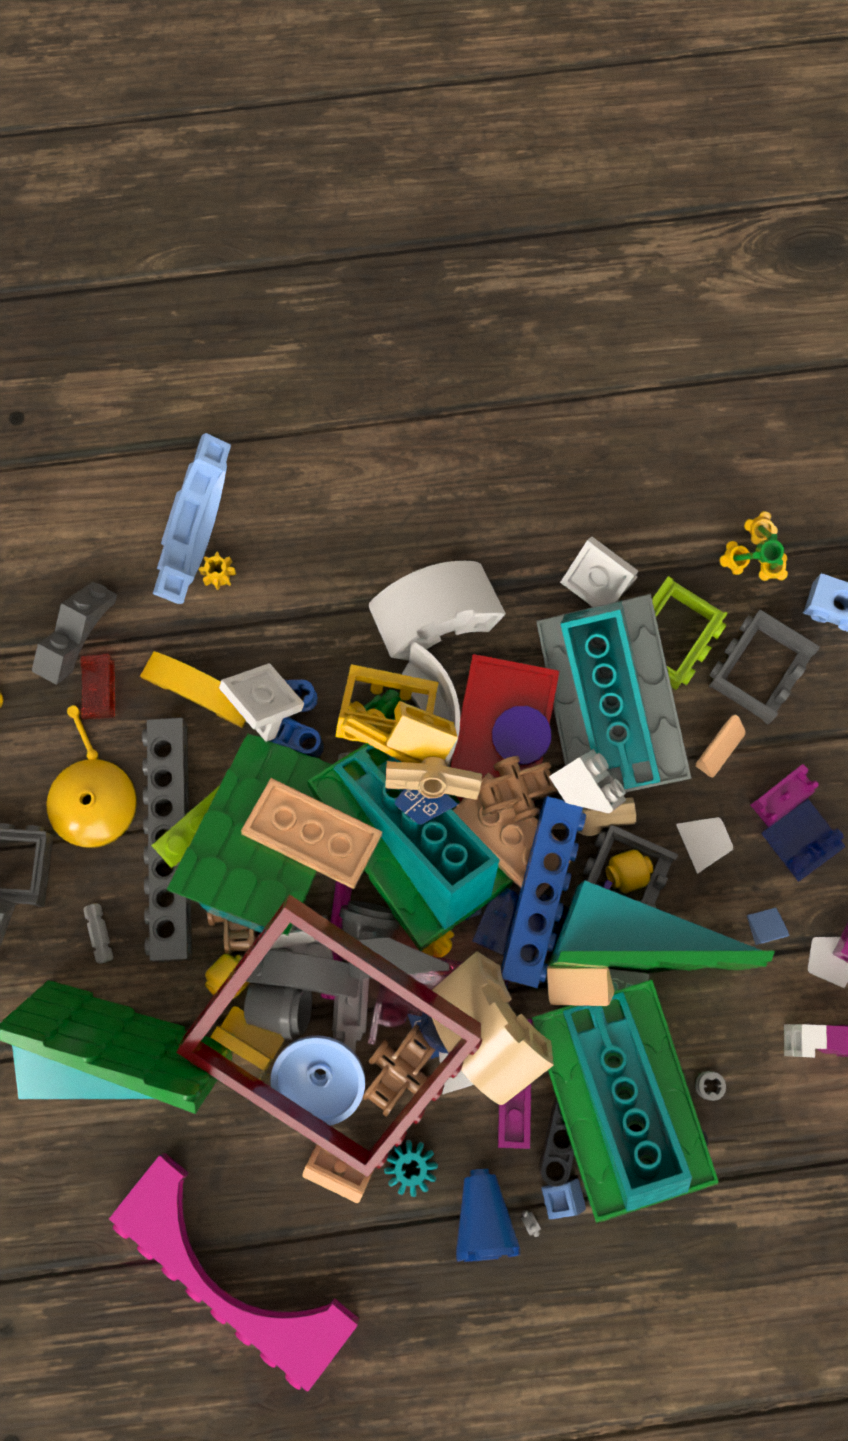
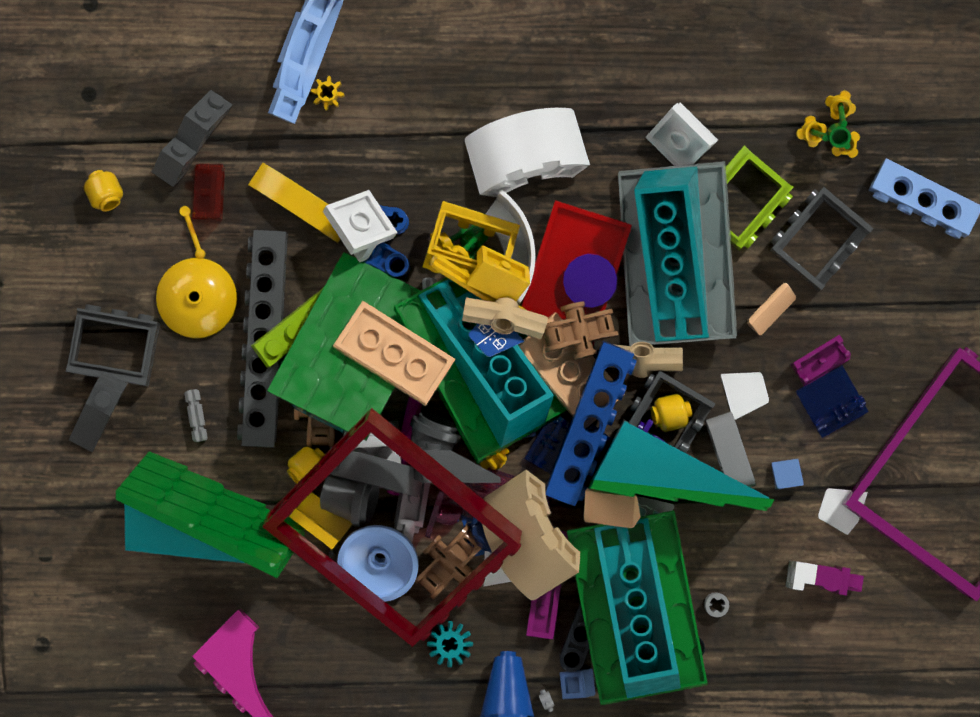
camera: 10 degrees right, 10 degrees up
(335, 1175) = (385, 642): light nougat slope -> none
(589, 784) = (643, 334): white slope -> none
(698, 900) = (730, 448): none -> light grey beam

